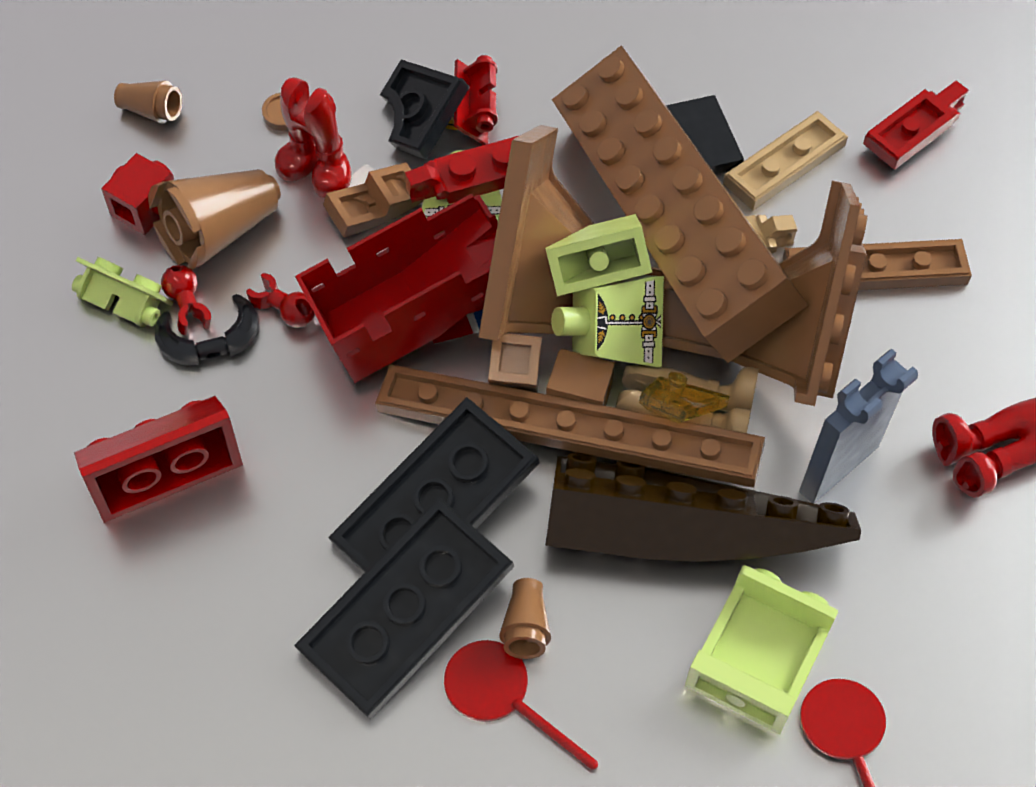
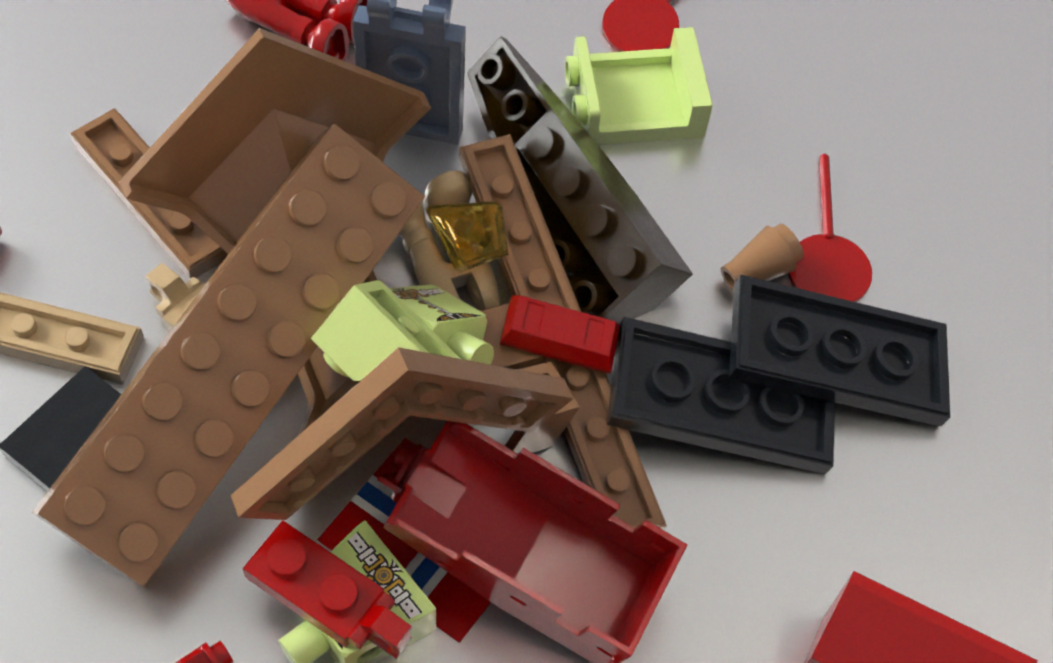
camera: 130 degrees left, 0 degrees up
(554, 407) = (560, 333): none -> red tile

